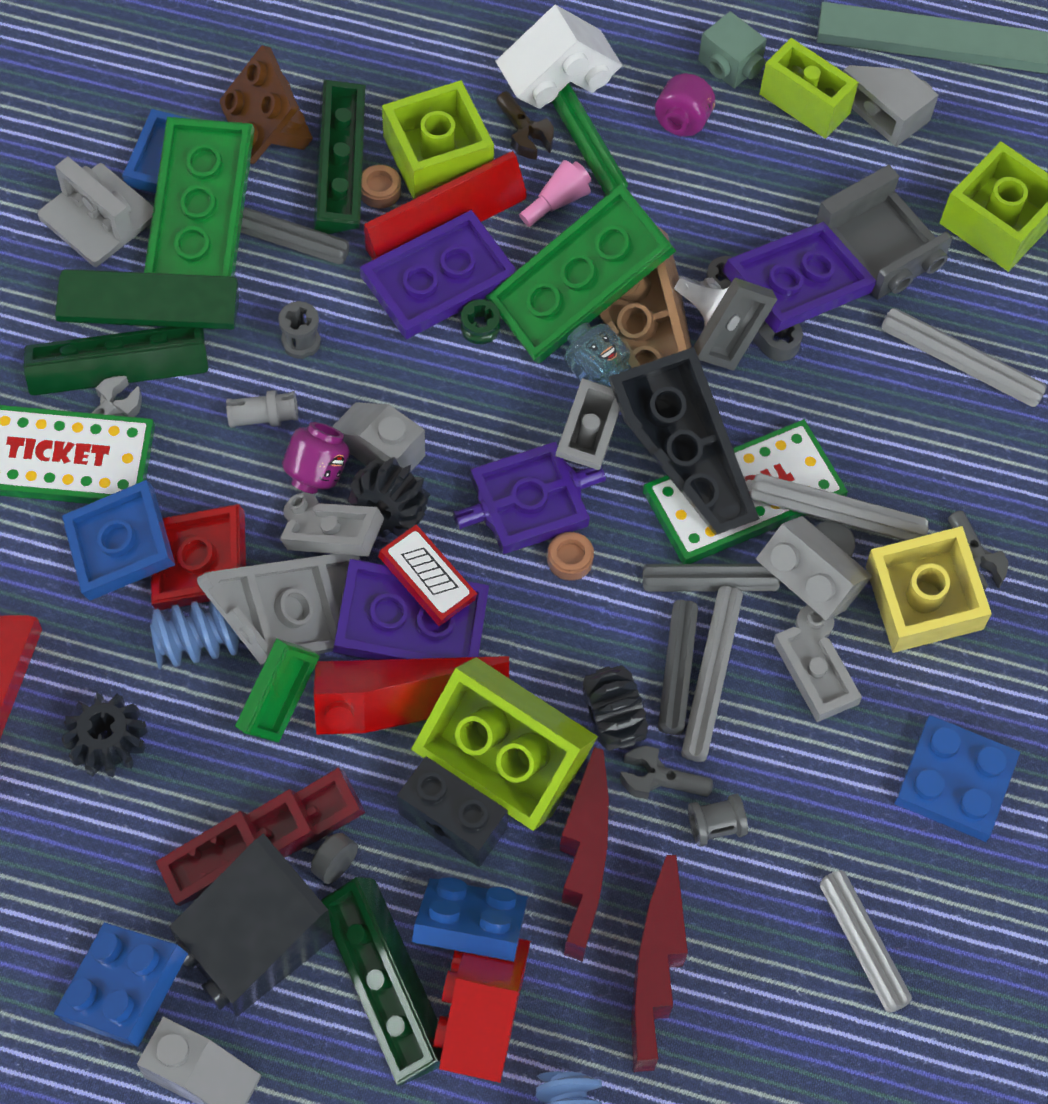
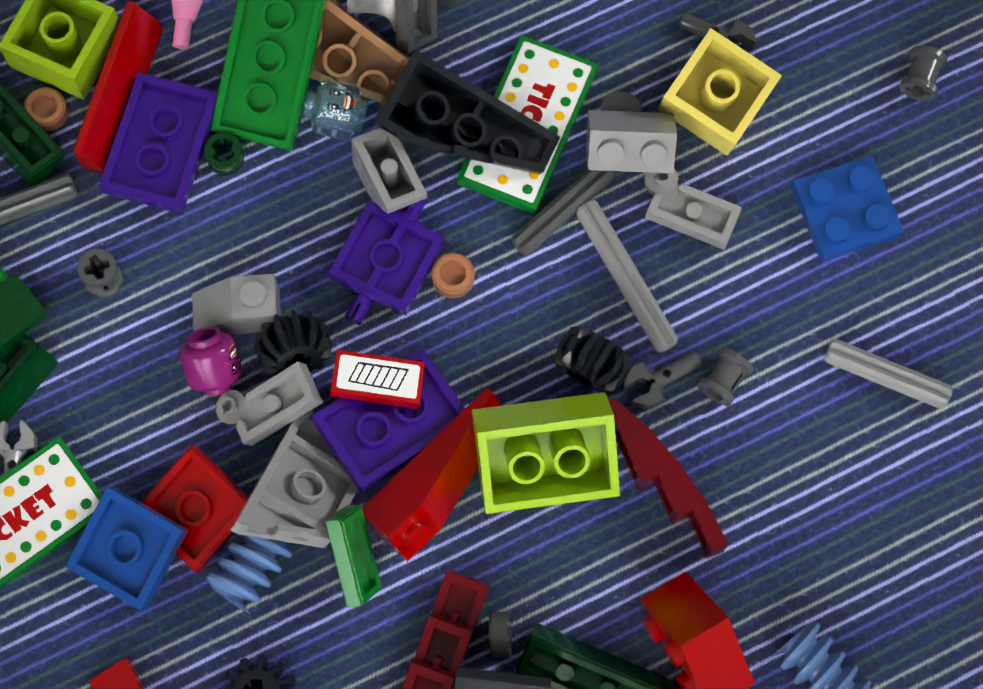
camera: 40 degrees left, 10 degrees up
(262, 409) = (132, 357): light grey pin -> none
(452, 811) = (551, 530): black brick -> none
(470, 918) = (636, 593): blue plate -> none
(661, 948) = (765, 495): dark red slope -> none
(678, 667) = (600, 292): dark grey axle -> none
(837, 508) = (605, 83): light grey axle -> none

